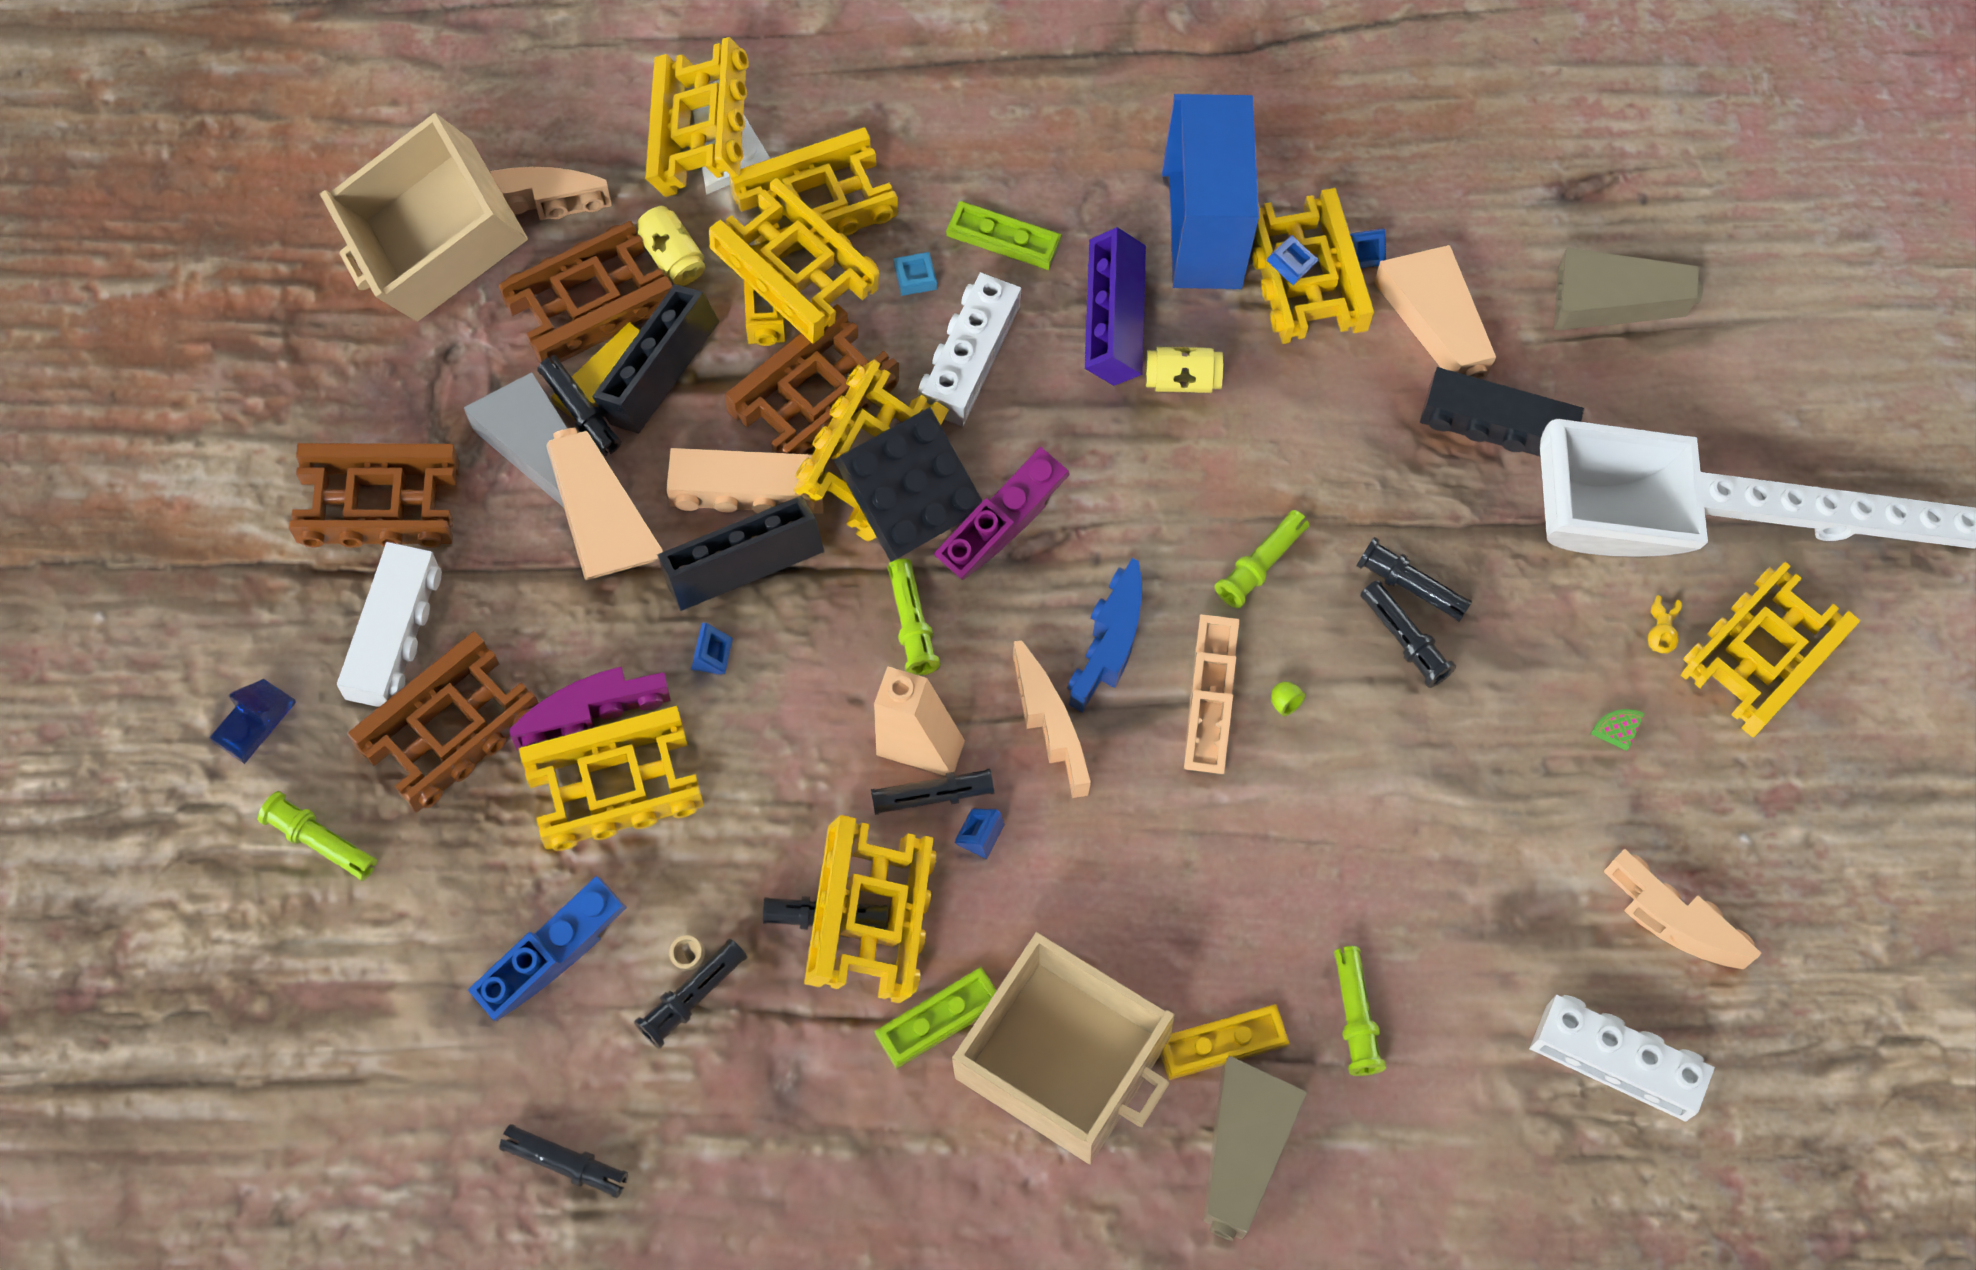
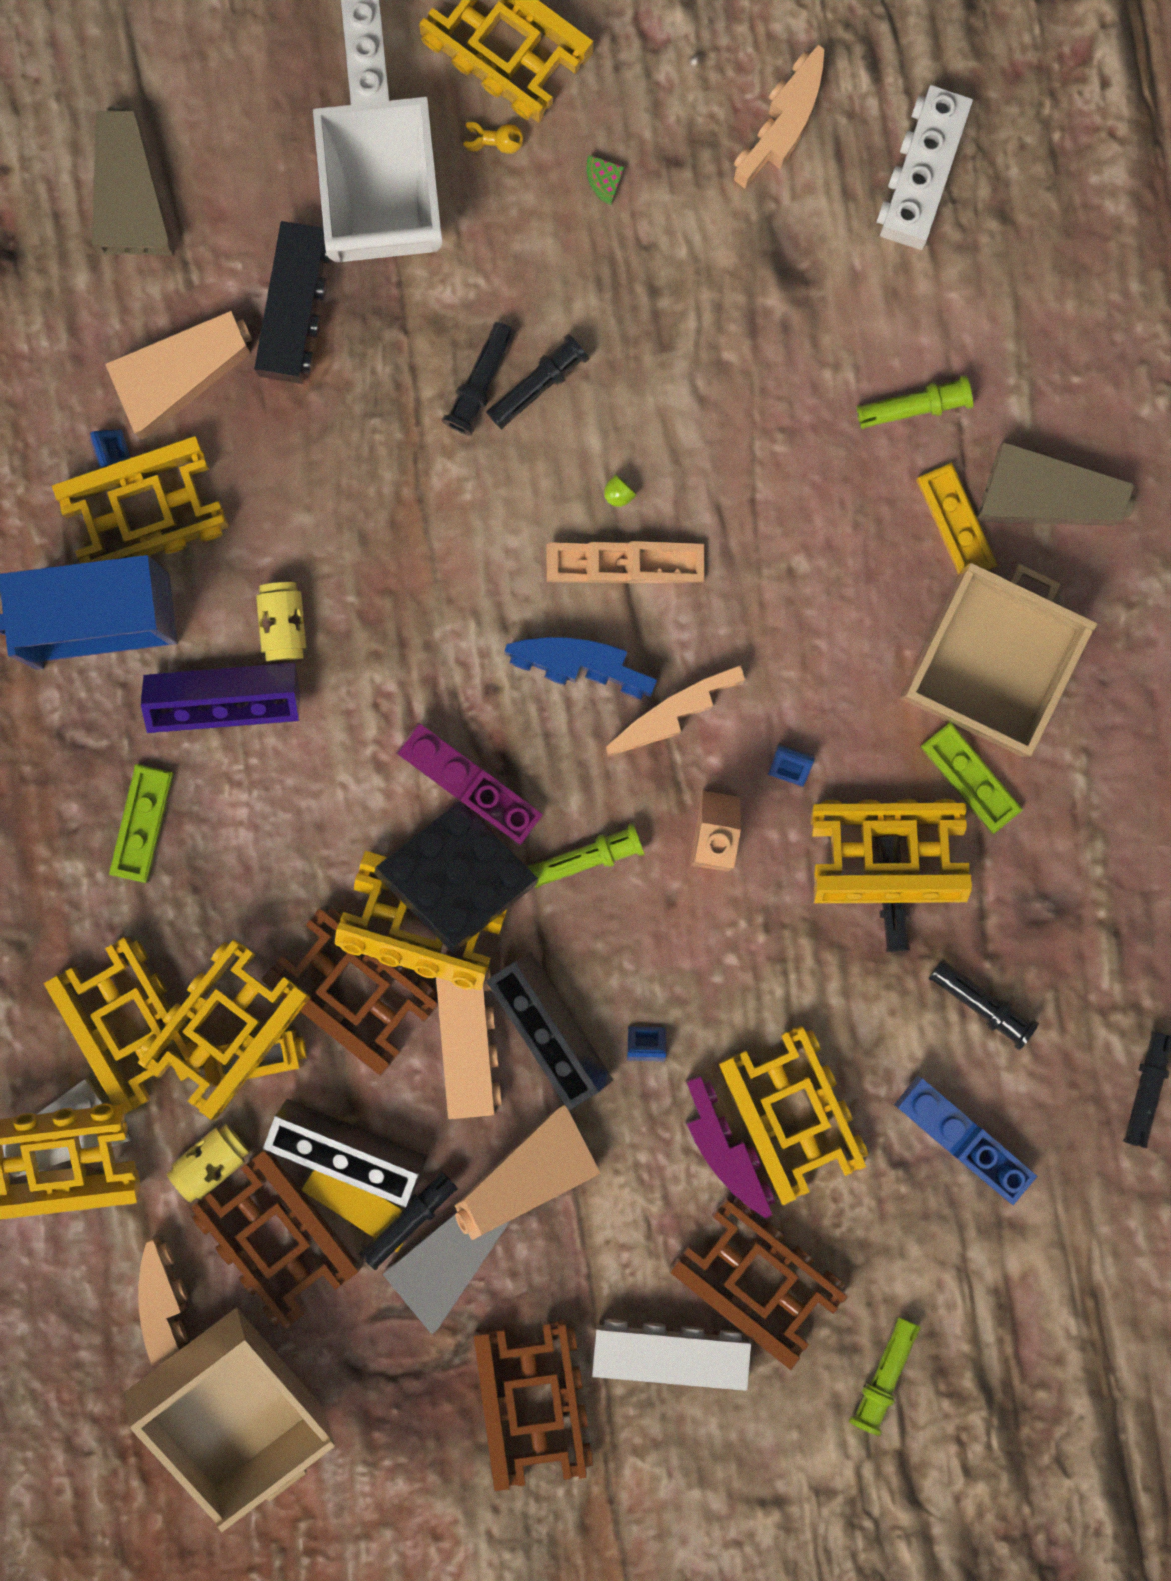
camera: 95 degrees left, 20 degrees up
(255, 715) = (776, 1467): clear blue slope -> none
(679, 956) = (951, 1019): tan hinge -> none
(915, 273) = (200, 908): dark azure tile -> none
(933, 791) = (760, 812): black pin -> none
(971, 346) = (284, 838): white brick -> none
(1252, 569) = (490, 534): lime pin -> none
(1292, 260) = (146, 522): tile -> none

